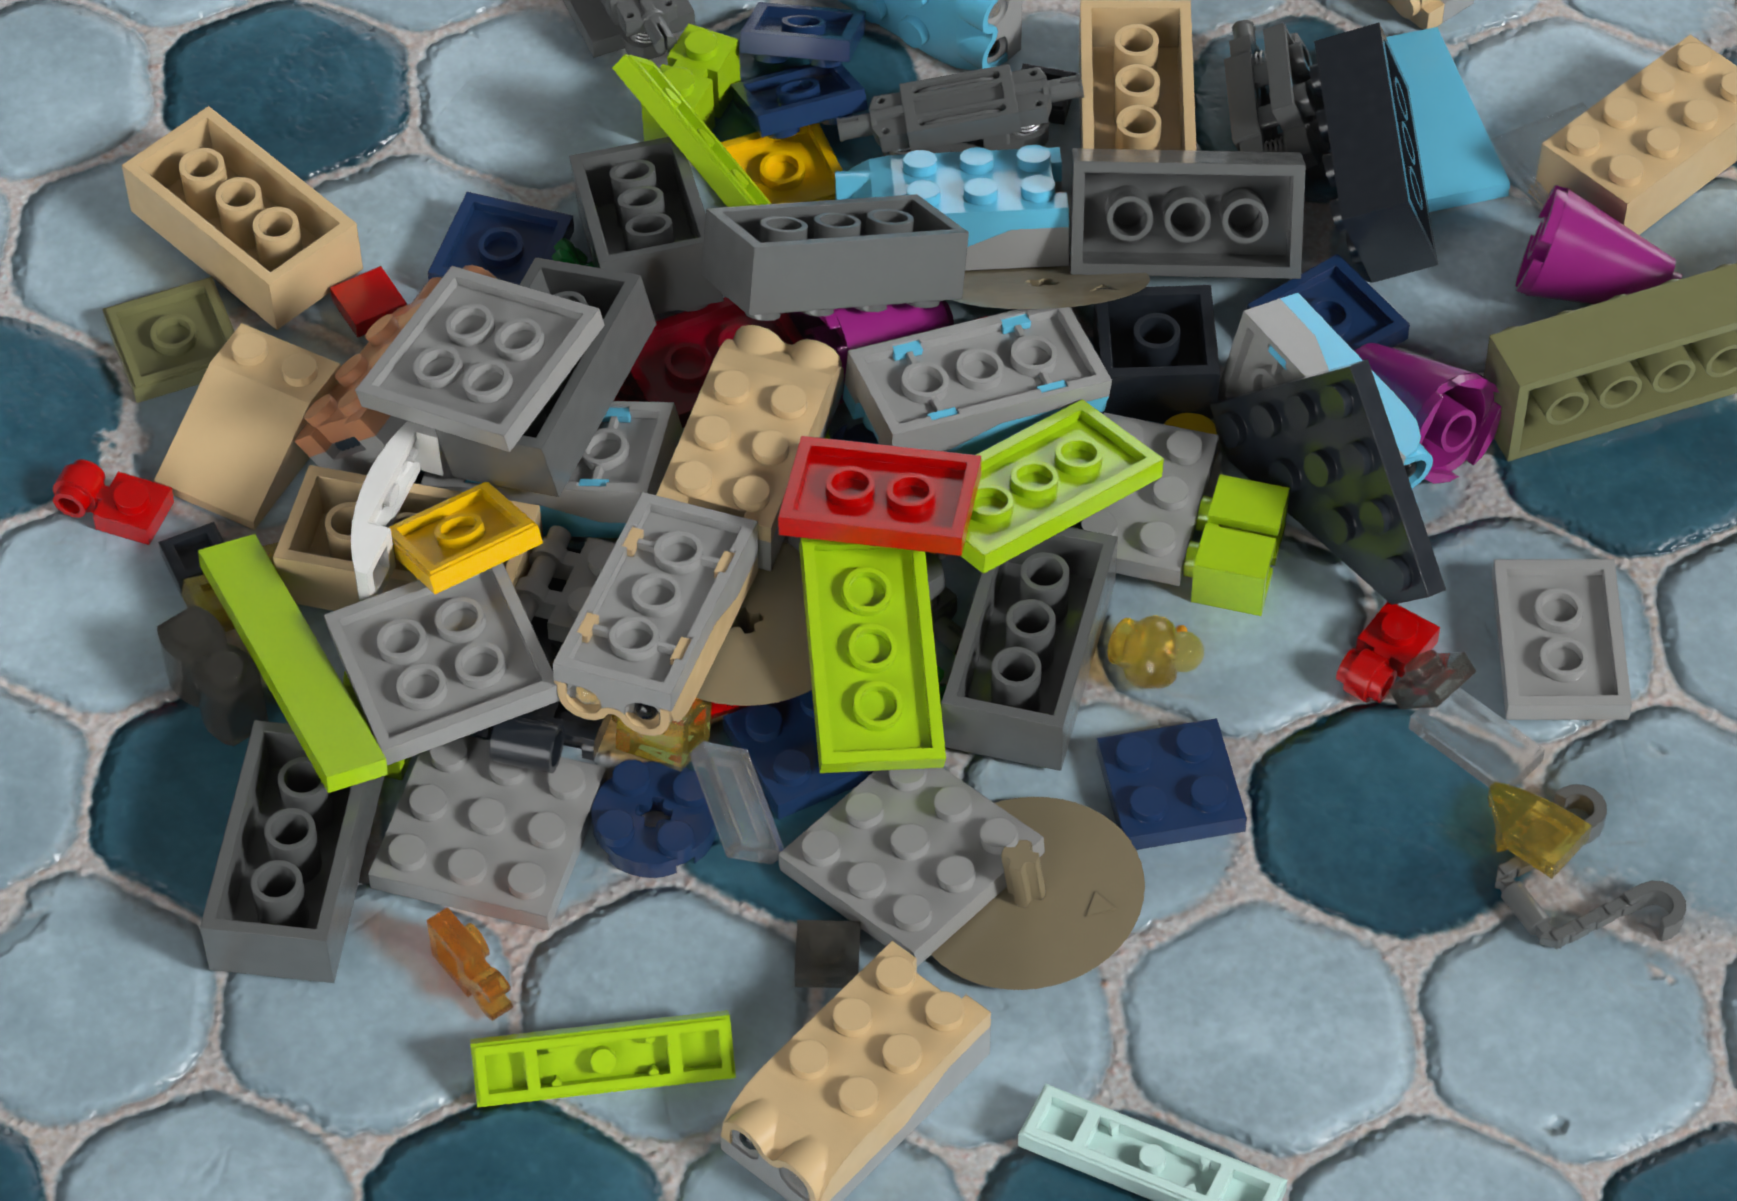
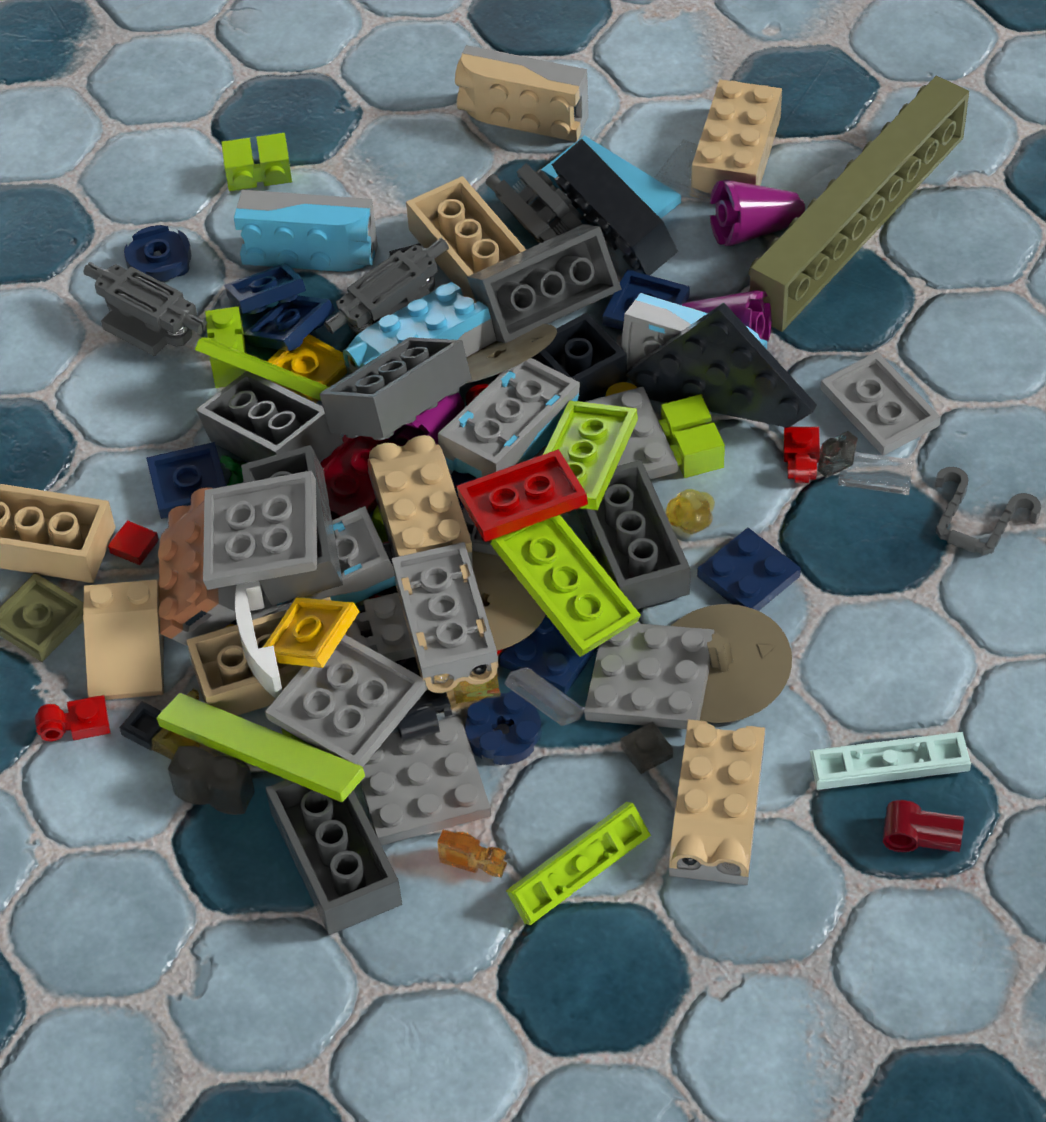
camera: 30 degrees left, 0 degrees up
(1535, 828) = (939, 499): clear yellow slope -> none

